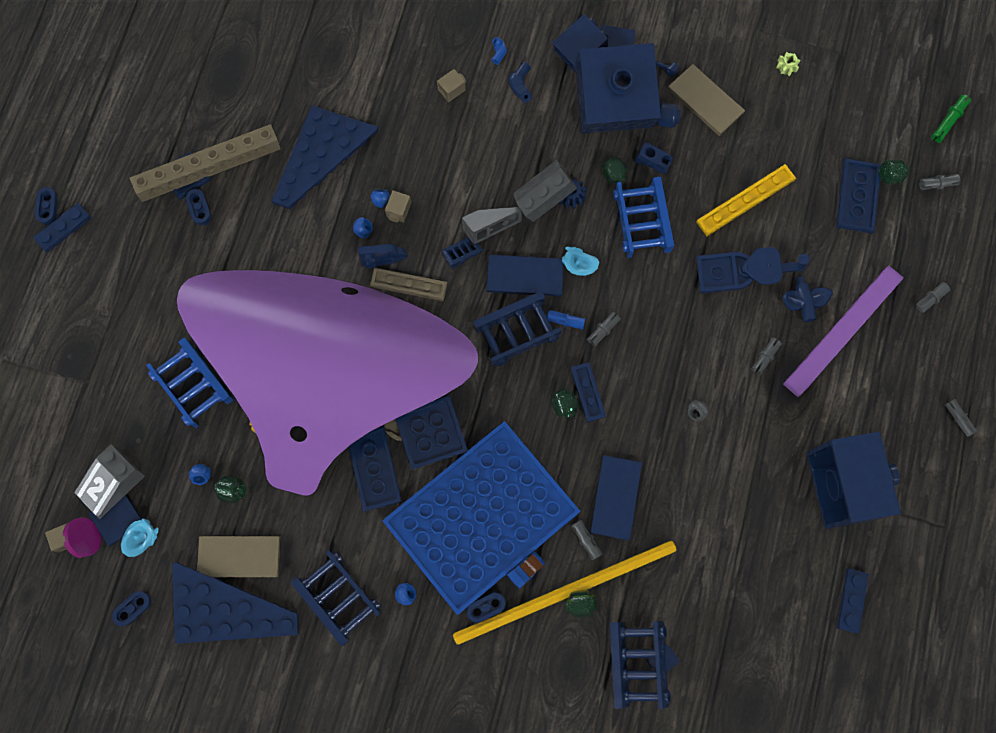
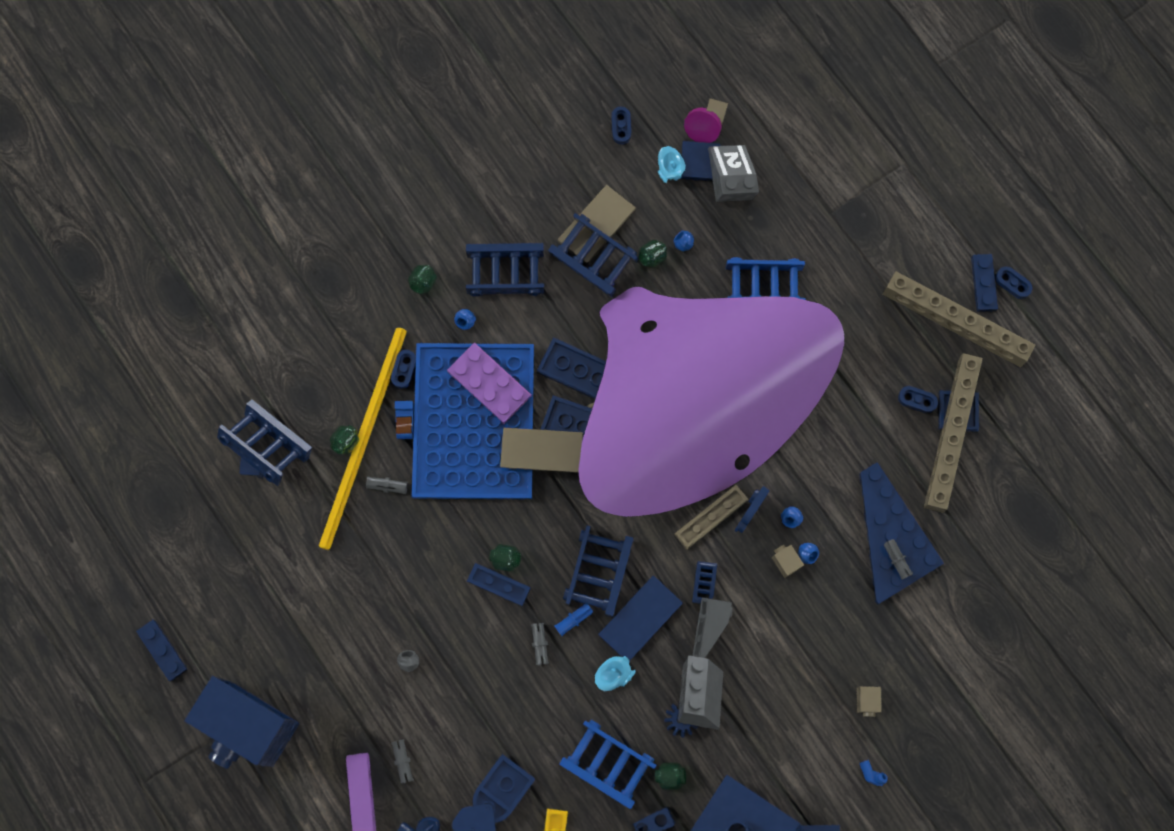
camera: 130 degrees right, 0 degrees up
(108, 223) = (959, 319): none -> dark tan brick
(217, 611) = (568, 179): dark blue wing -> none
(287, 563) = (591, 273): none -> dark blue fence
(335, 132) = (898, 559): none -> dark grey axle
(399, 659) = (422, 279): none -> clear green head
(442, 527) = (489, 383): none -> medium lavender plate
(462, 441) = (541, 450): none -> dark tan tile
(517, 84) = (823, 760): dark blue arm -> none
(616, 497) = (398, 536): dark blue tile -> none

